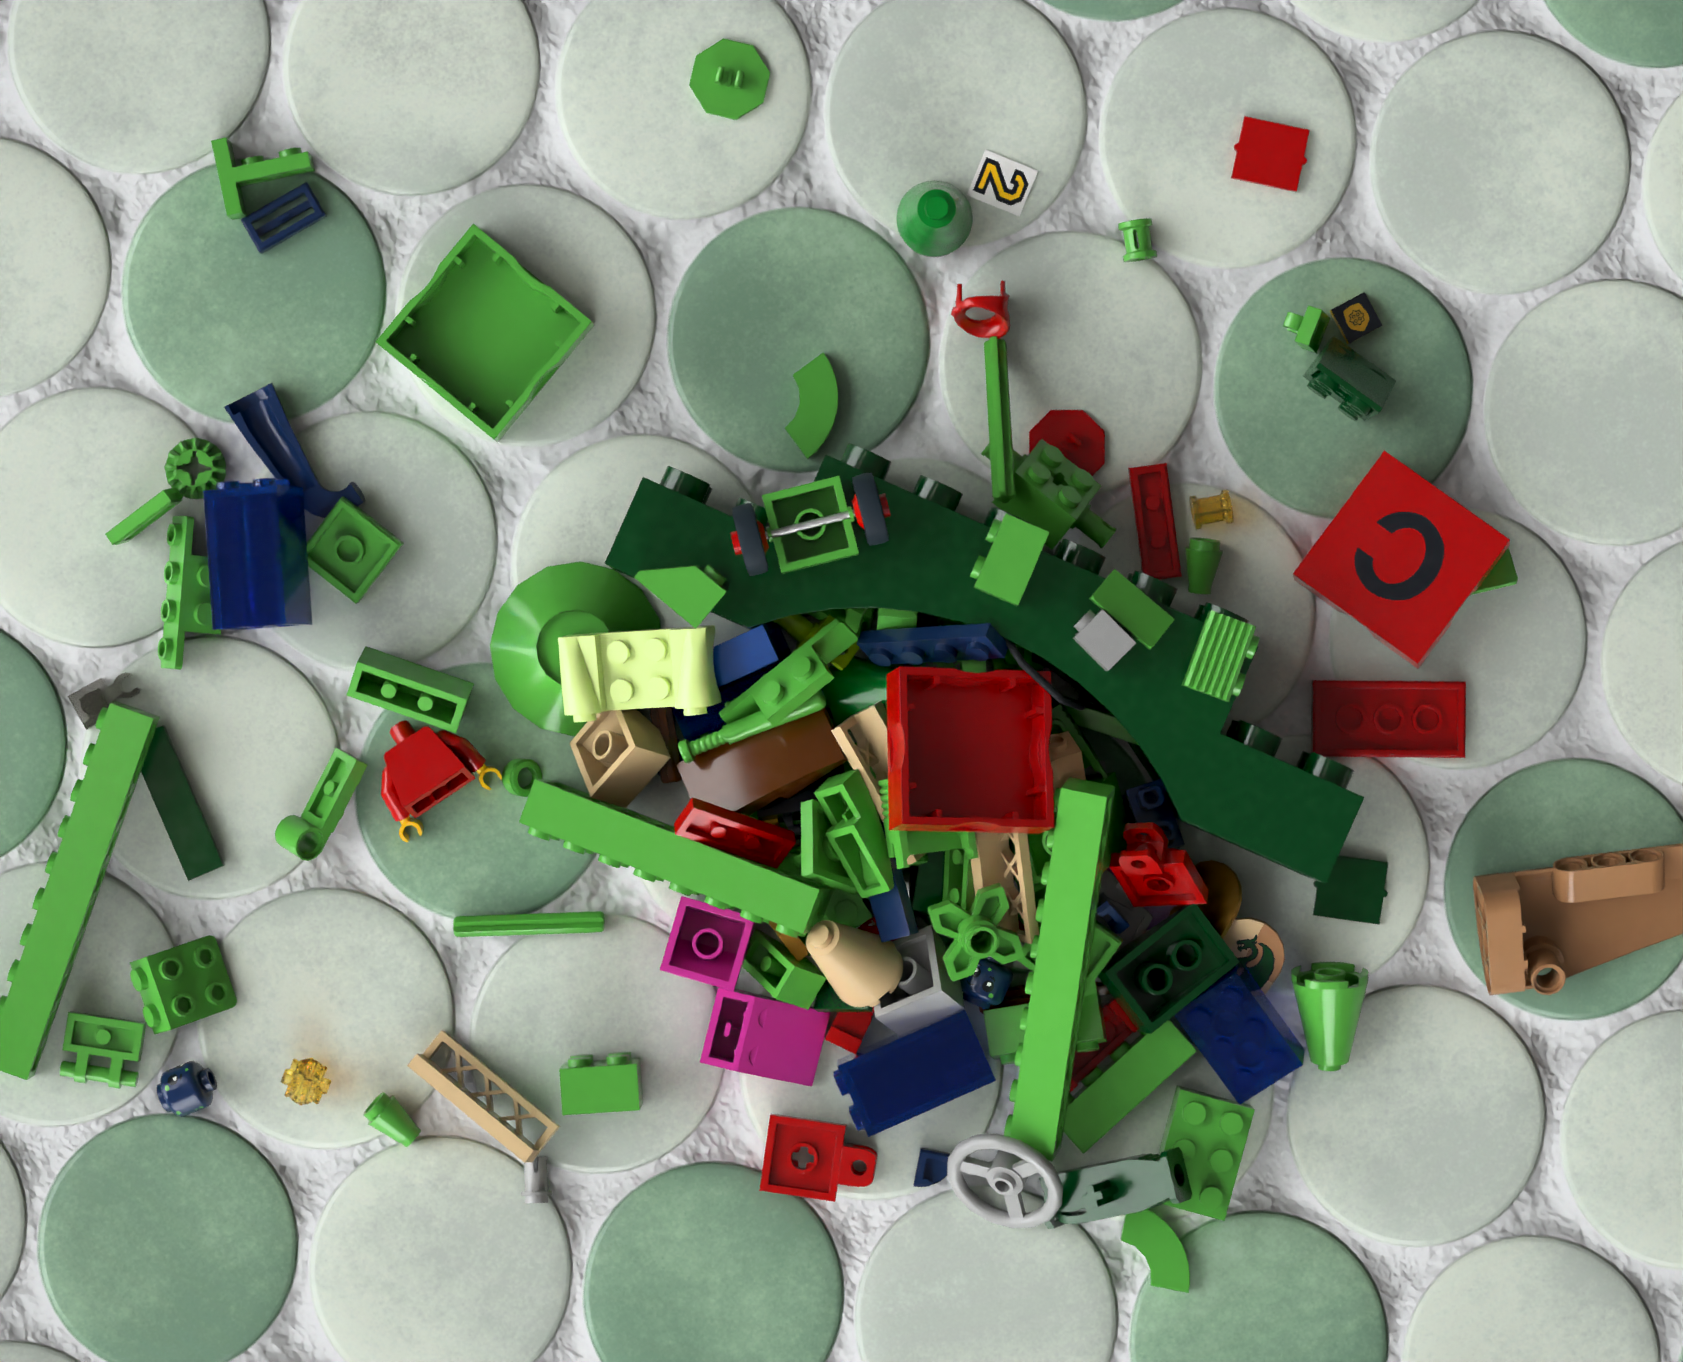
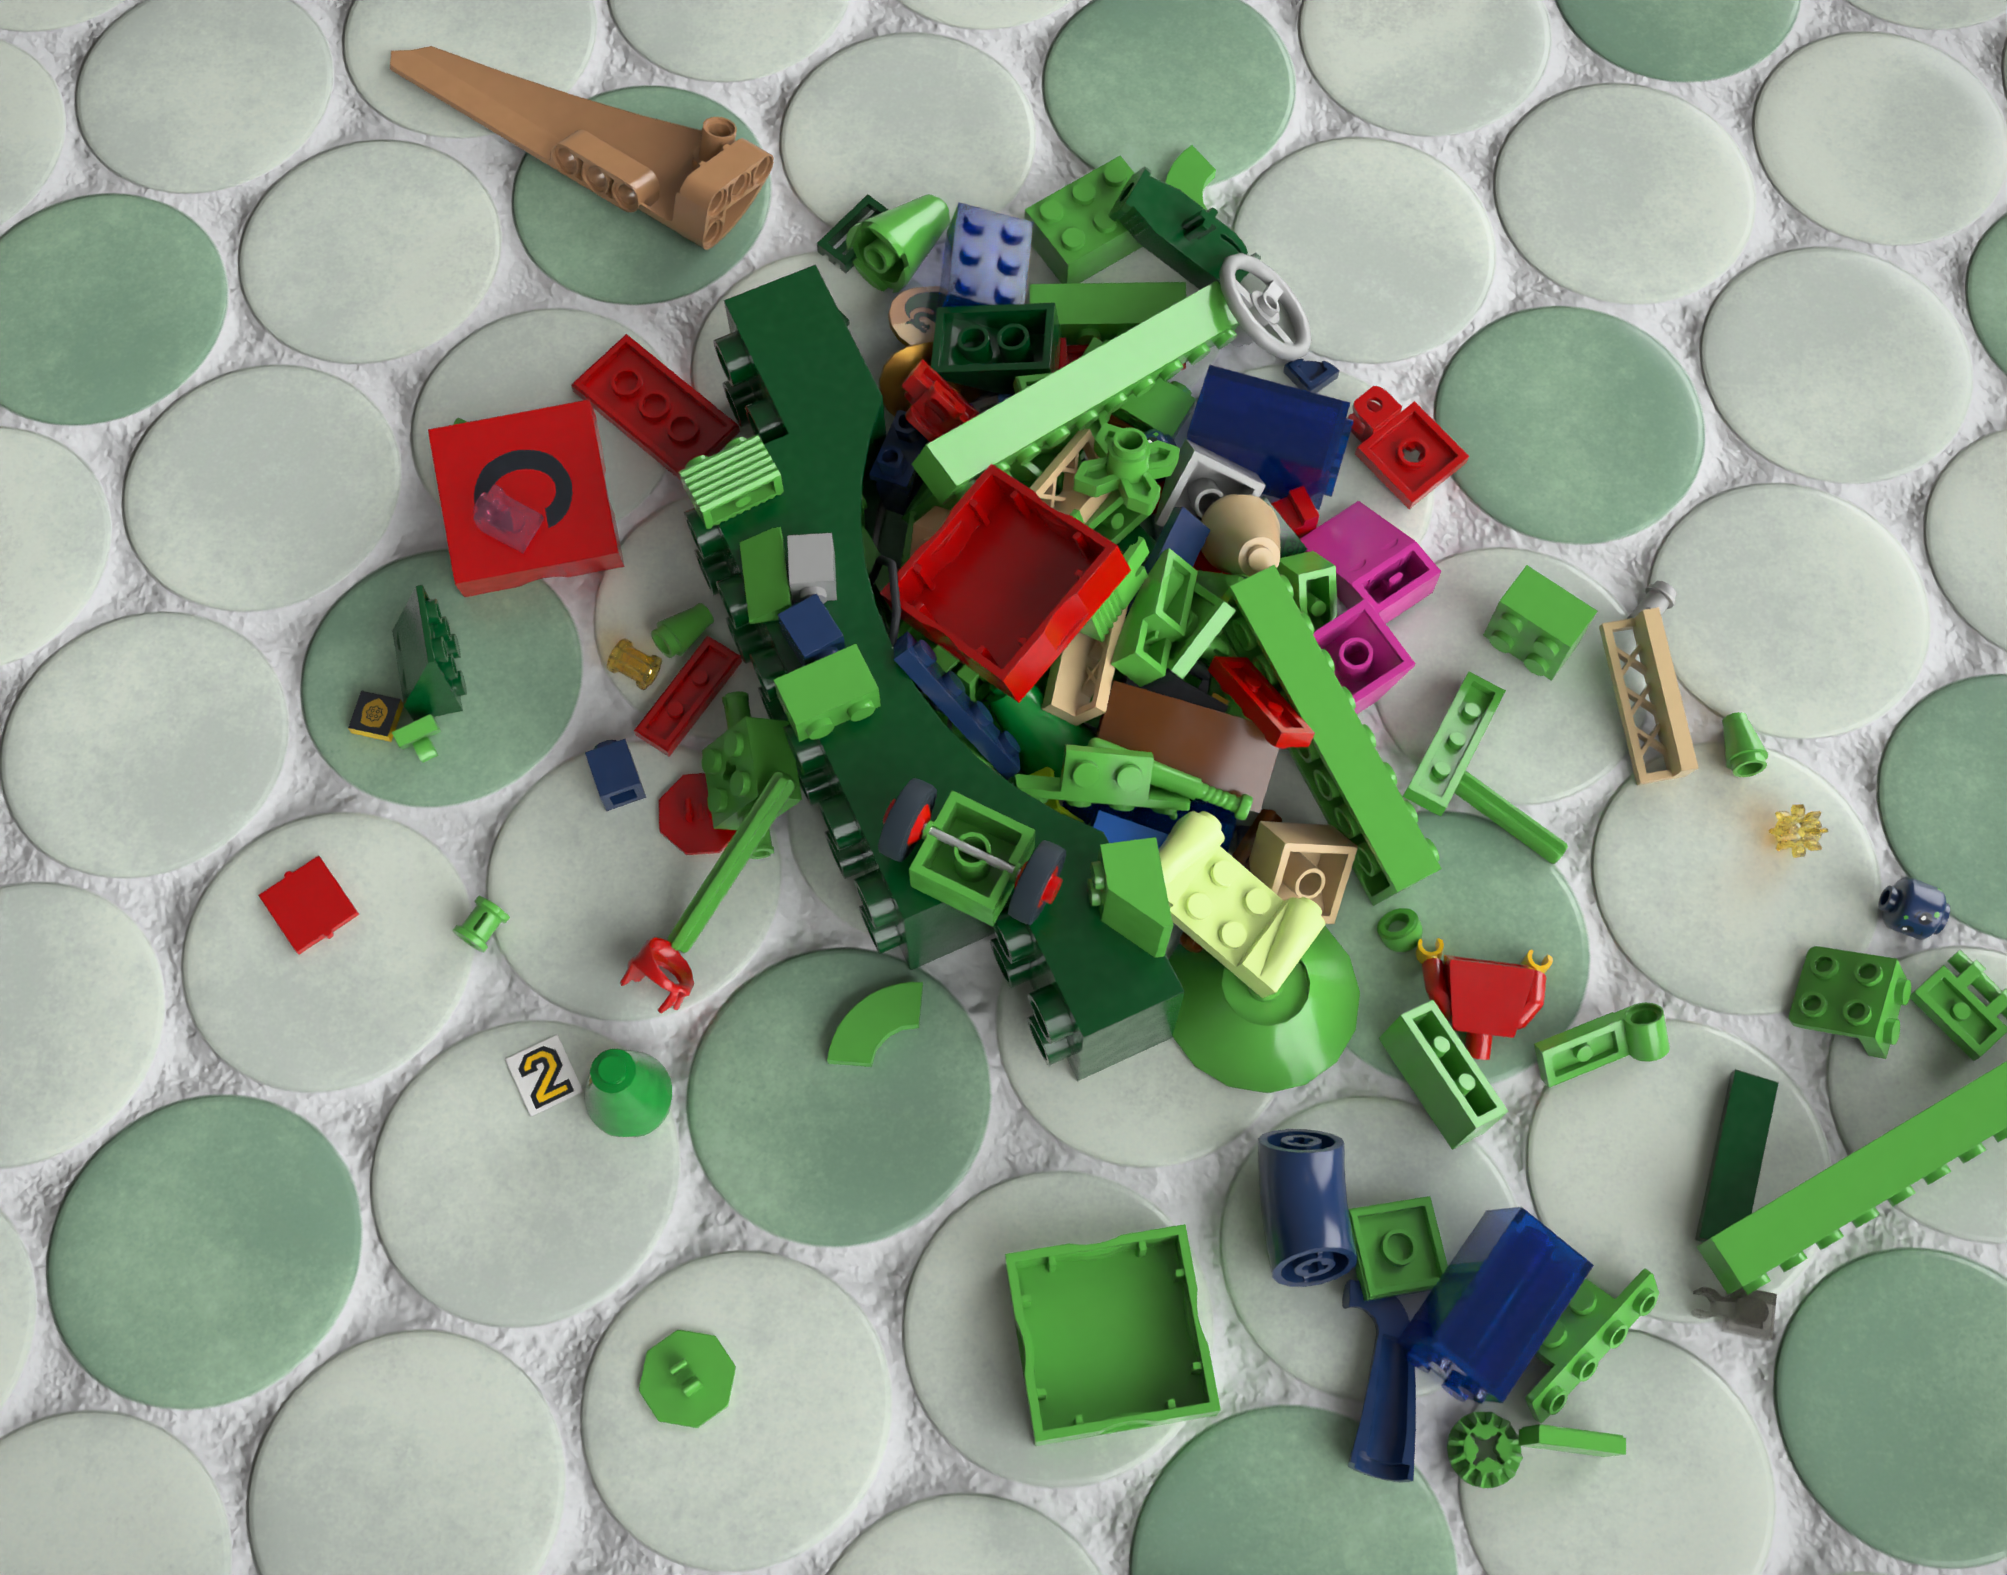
camera: 140 degrees left, 20 degrees down
(431, 523) = (1305, 1206): none -> dark blue brick
(589, 941) = (1454, 744): none -> bright green plate
(1058, 591) = (810, 630): none -> dark blue brick
(1148, 420) = (615, 774): none -> dark blue brick
(1374, 961) = (826, 244): none -> dark green tile
(1387, 524) = (506, 519): none -> clear pink bracket

